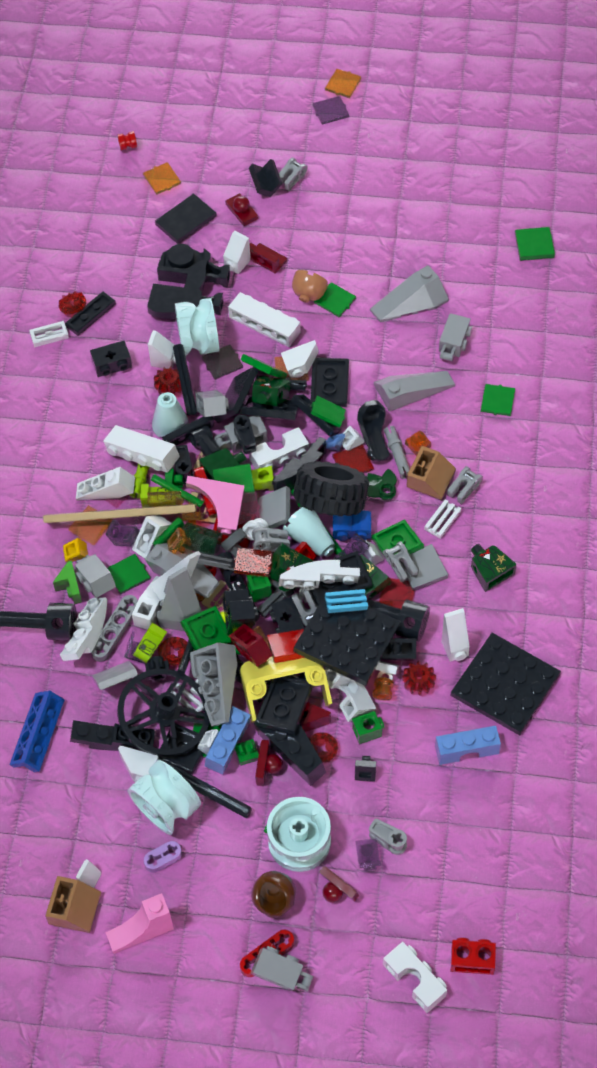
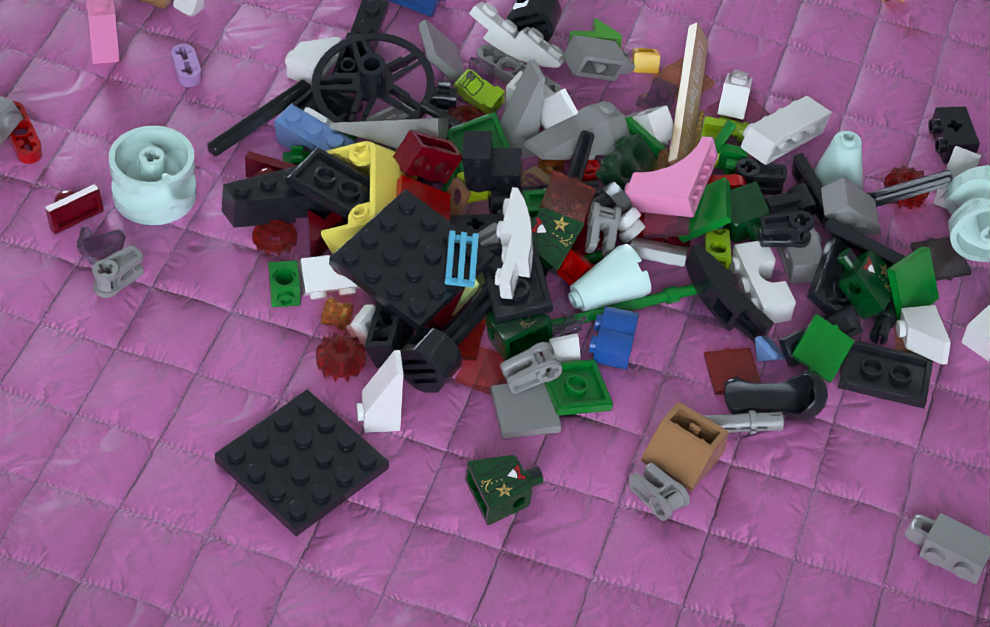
camera: 95 degrees right, 10 degrees down
(128, 573) = (597, 93): green piece -> none
(164, 796) = (249, 55): light aqua piece -> none
(177, 540) = (616, 127): clear orange tile -> none
(273, 893) = (85, 138): reddish brown piece -> none
(331, 488) = (641, 302): black tyre -> none
(352, 439) = (772, 371): white slope -> none
(365, 769) = (225, 270): black tile -> none
(380, 484) = (681, 389): dark green plate -> none
(405, 389) = (861, 469): light grey wedge -> none
(416, 441) = (752, 455): clear orange tile -> none
(450, 507) = (608, 450): white tile -> none
(481, 741) = (213, 384): medium blue arch -> none
(497, 400) = (821, 585): green piece -> none

